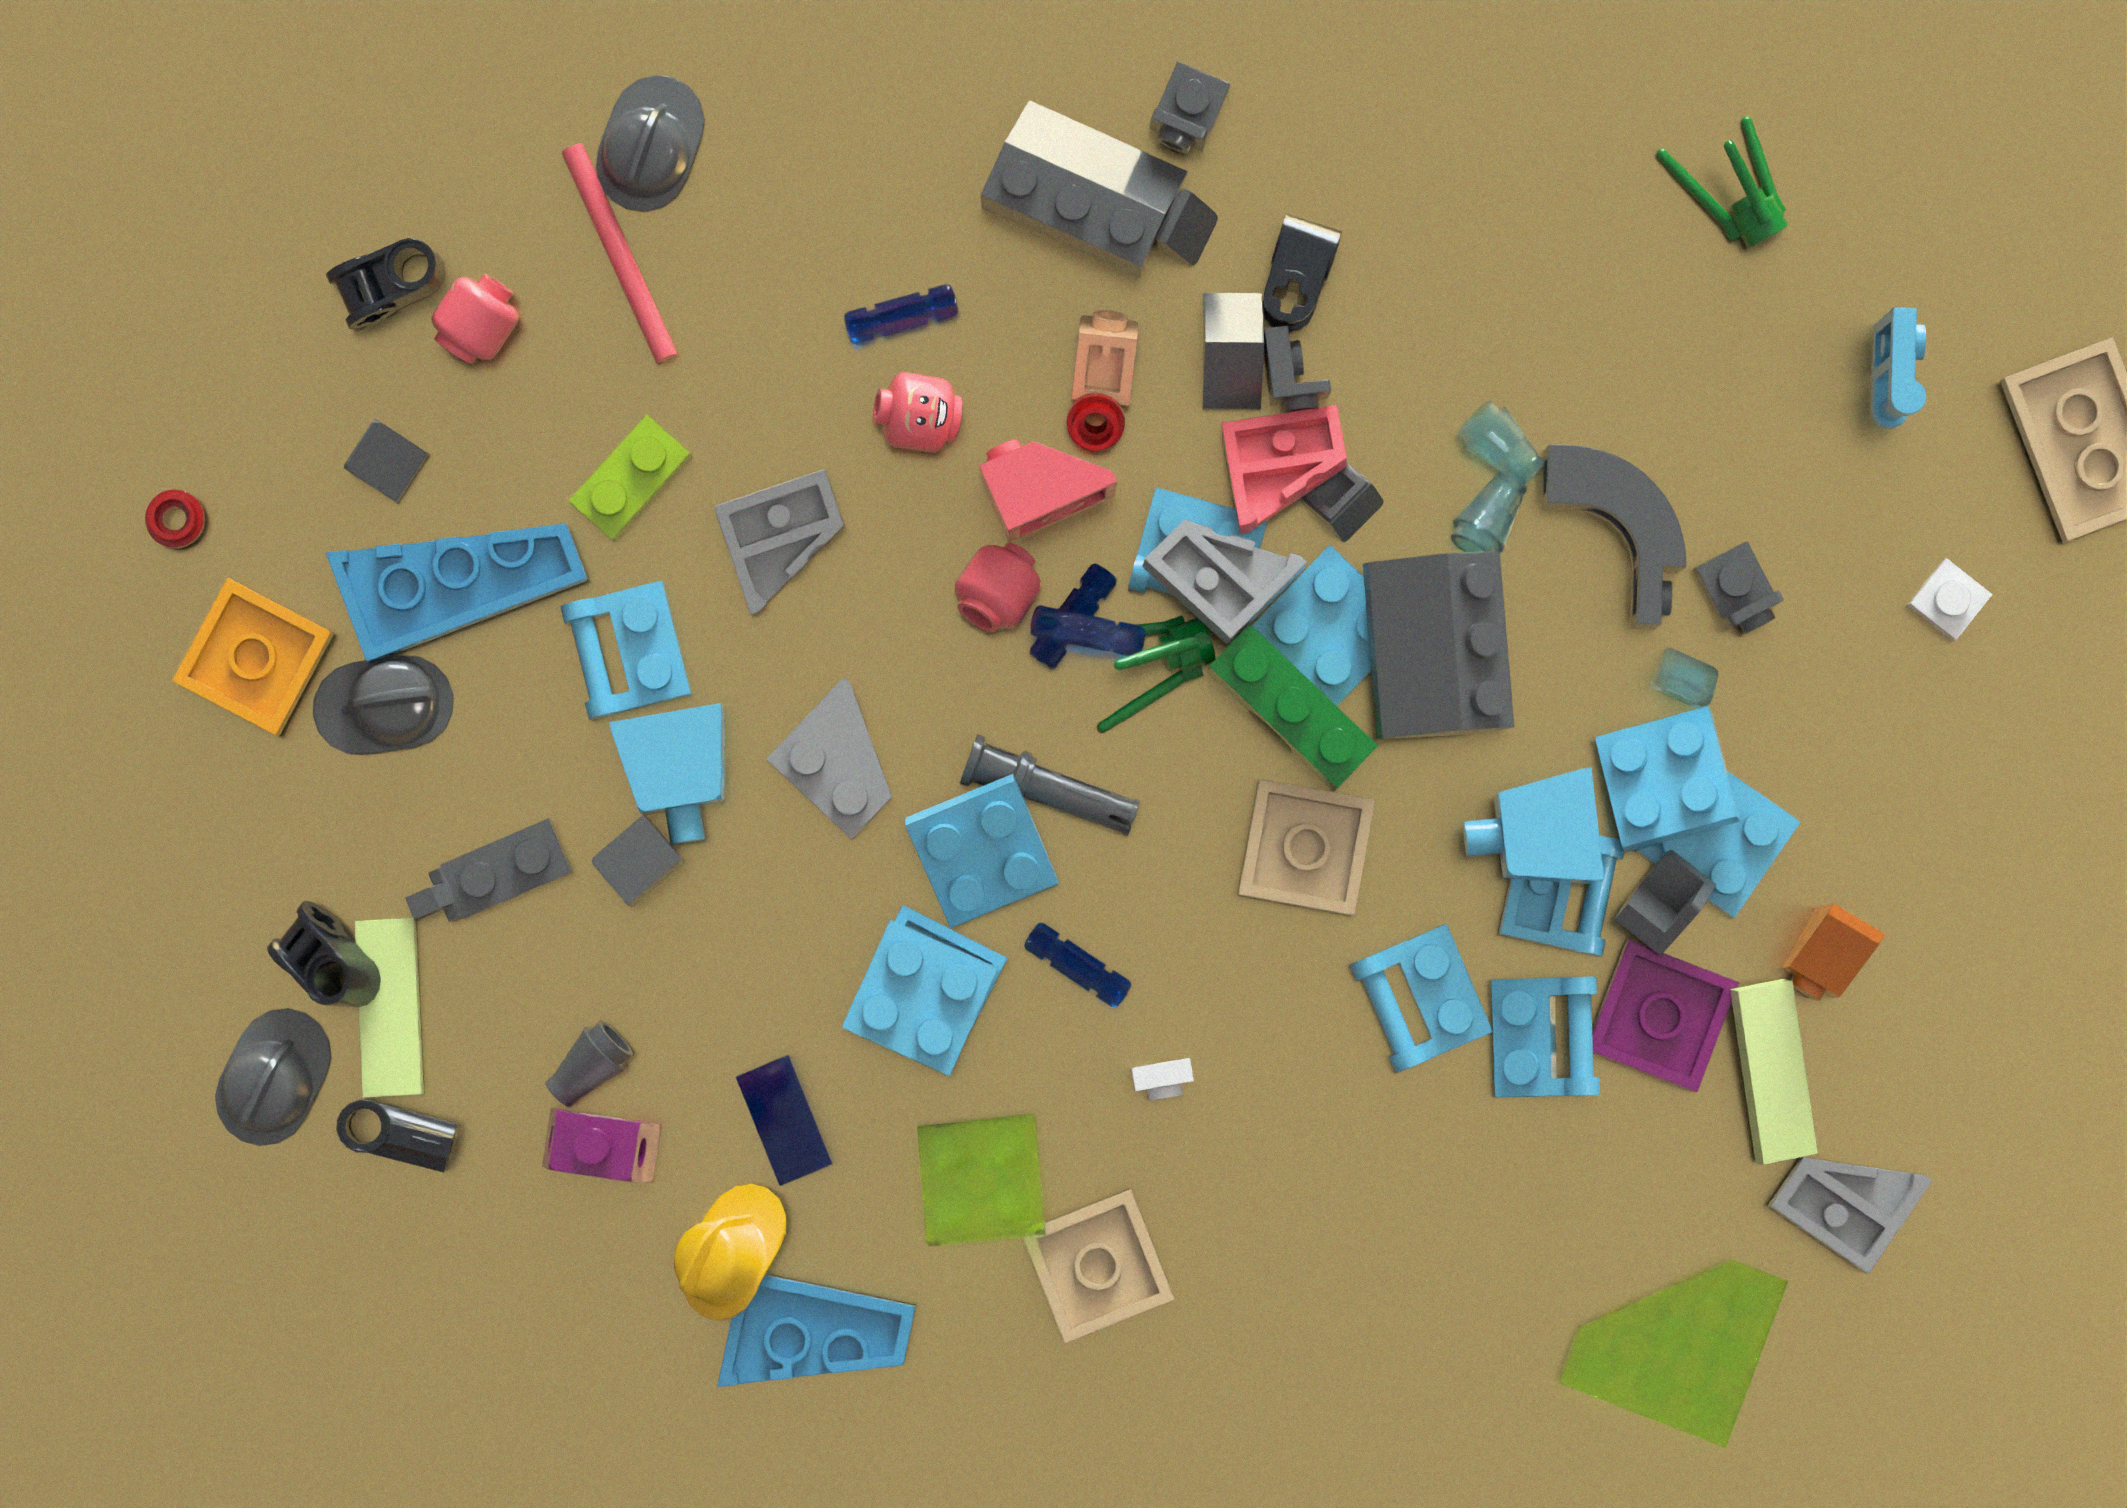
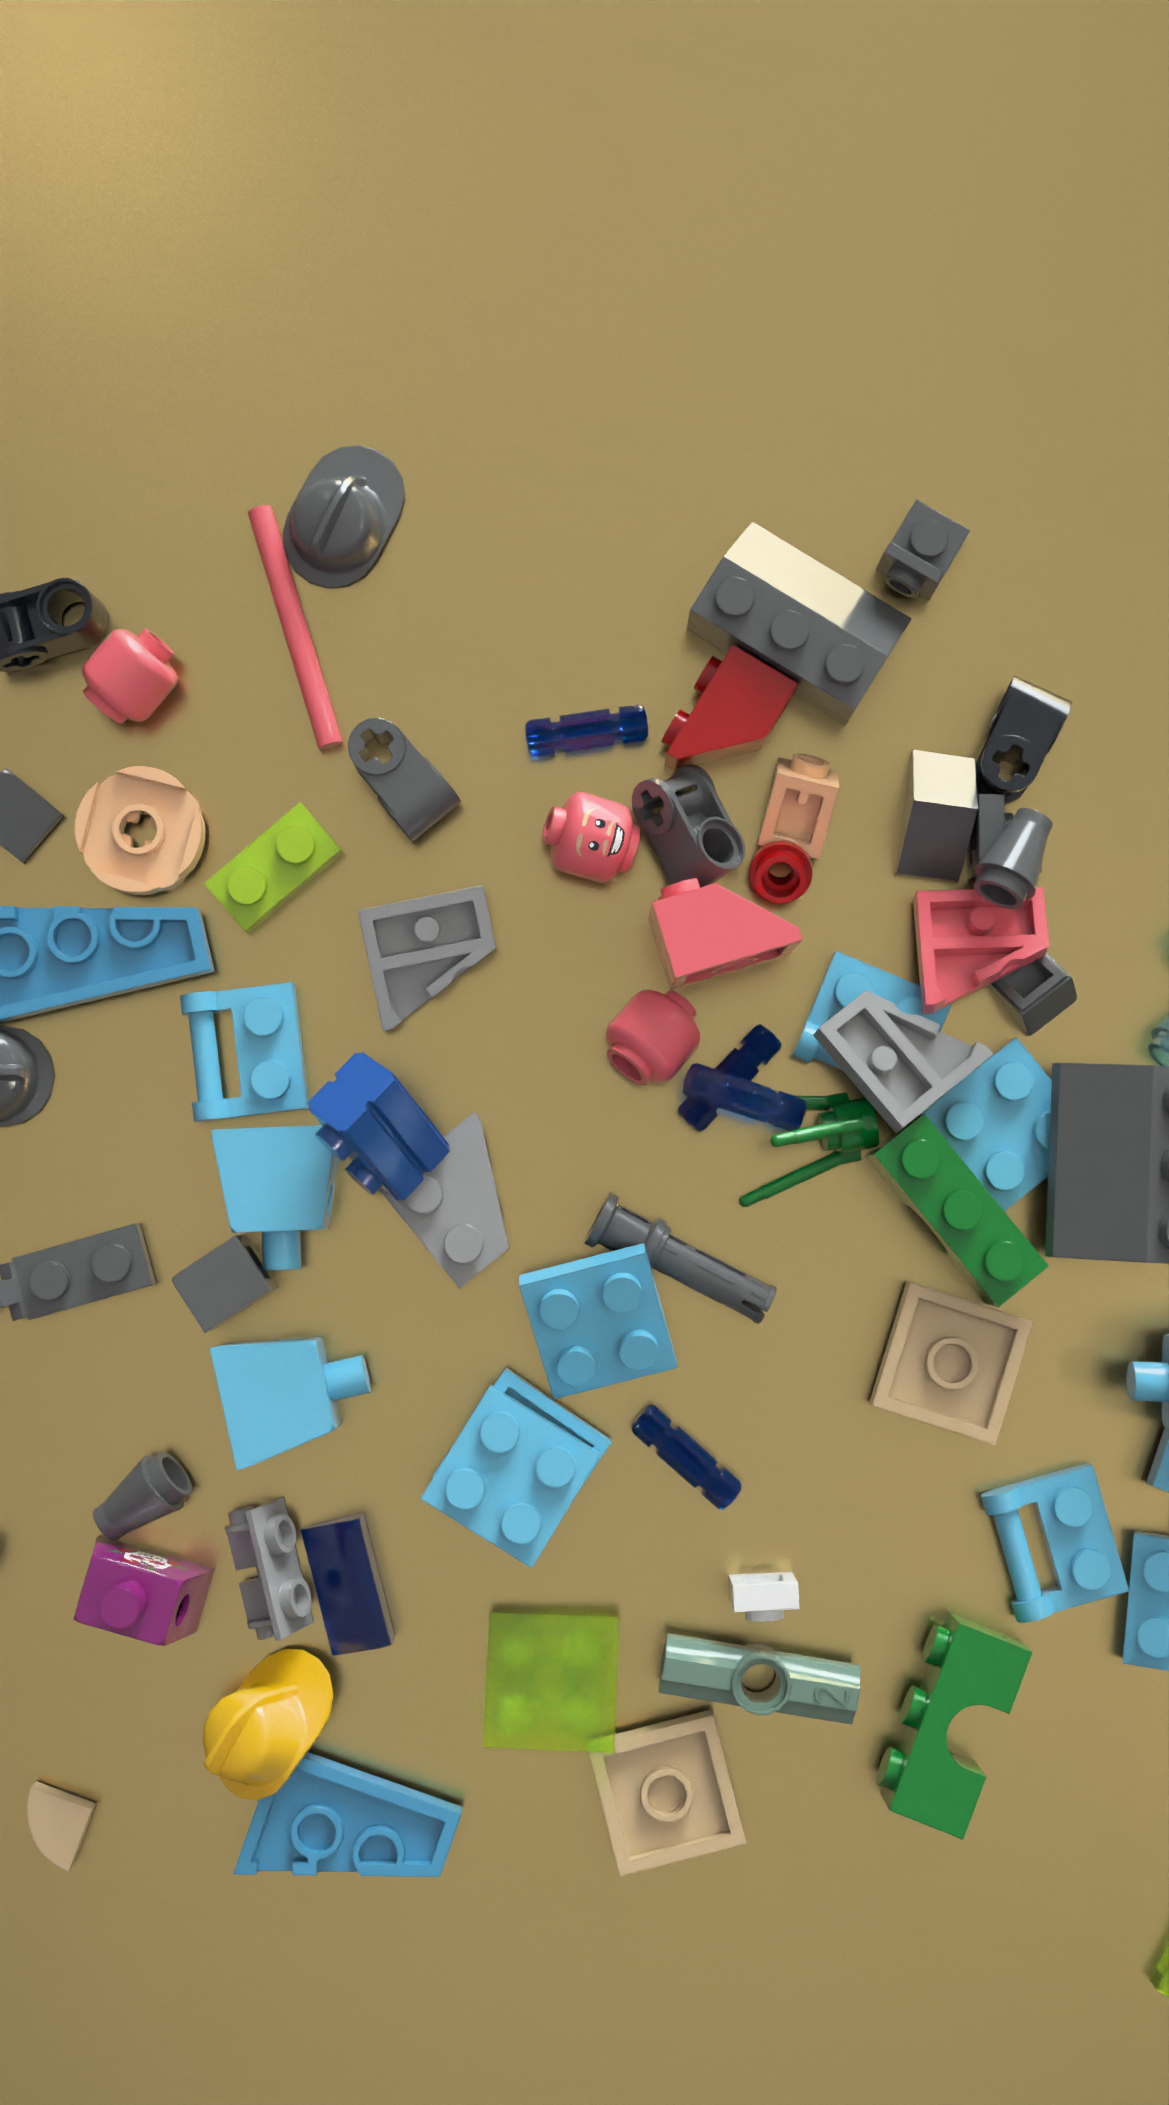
camera: 10 degrees right, 0 degrees up
(481, 434) = (122, 800): none -> light nougat plate
(551, 1367) = (58, 1823): none -> tan tile
(704, 953) = (282, 1393): none -> medium azure torso
(706, 1088) = (280, 1597): none -> light grey hinge
(743, 387) = (406, 784): none -> dark grey piece
(759, 700) = (378, 1127): none -> blue brick
(1009, 394) = (692, 829): none -> dark grey piece
(1033, 283) = (734, 713): none -> red slope
(1186, 228) = (903, 678): dark grey slope -> none
(1207, 1155) = (801, 1686): none -> sand green piece
(1301, 386) = (1014, 861): none -> dark grey cone
(1328, 1218) = (964, 1669): none -> green arch

